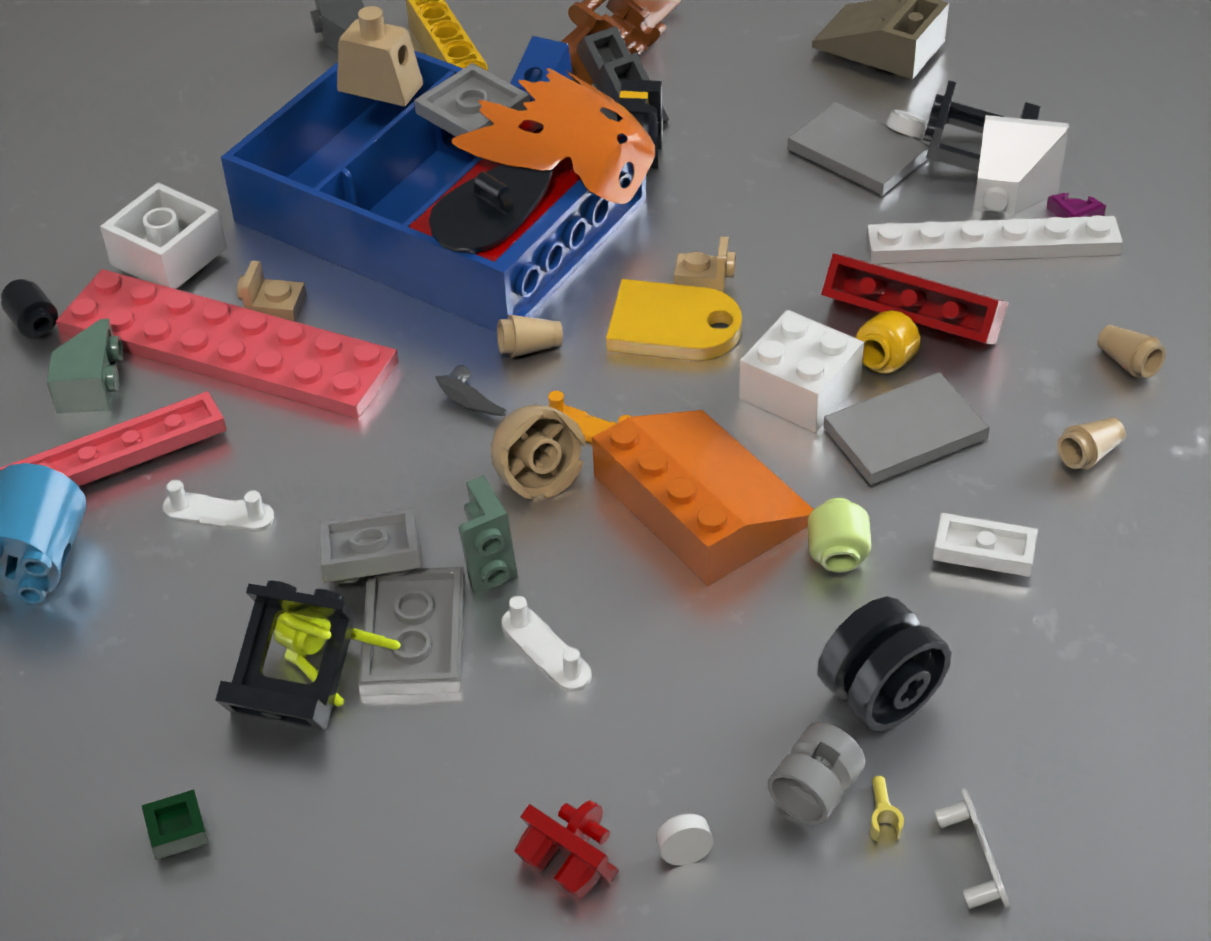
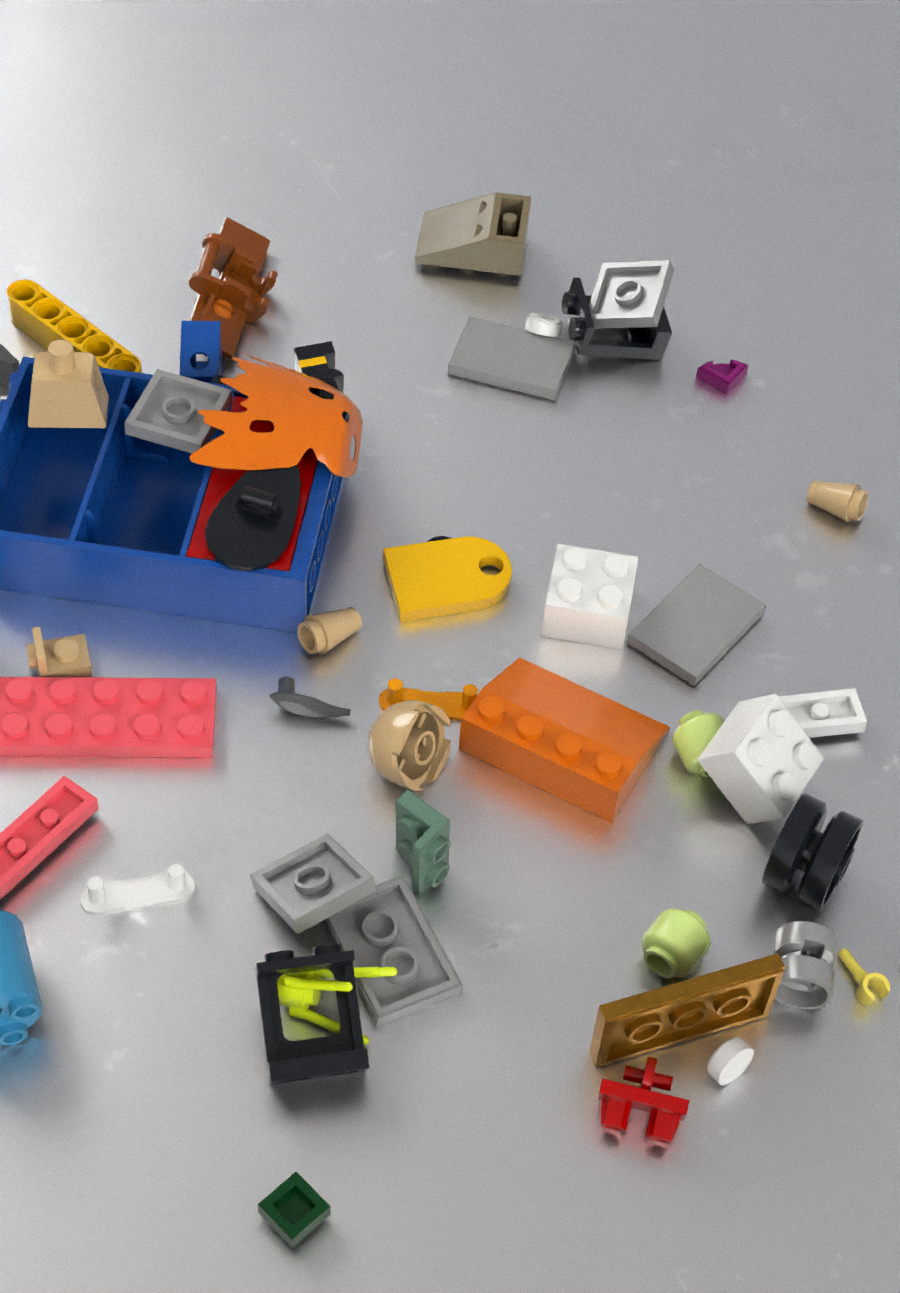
camera: 30 degrees left, 5 degrees up
(544, 647) = (497, 921): white piece -> none
(610, 62) = (256, 332): dark grey slope -> none
(656, 769) = (685, 1010): none -> pearl gold tile
(694, 710) = (675, 943): none -> yellowish green head
(705, 270) = (451, 518): tan bracket -> none
(882, 555) = (761, 759): none -> white brick
(889, 341) = (649, 542): yellow head -> none
(919, 298) = (649, 500): red brick -> none
(993, 239) = (670, 422): white plate -> none
(1003, 98) = (630, 293): none -> light grey plate
(1019, 163) = (664, 345): white slope -> none
(1089, 442) = (850, 596): tan cone -> none

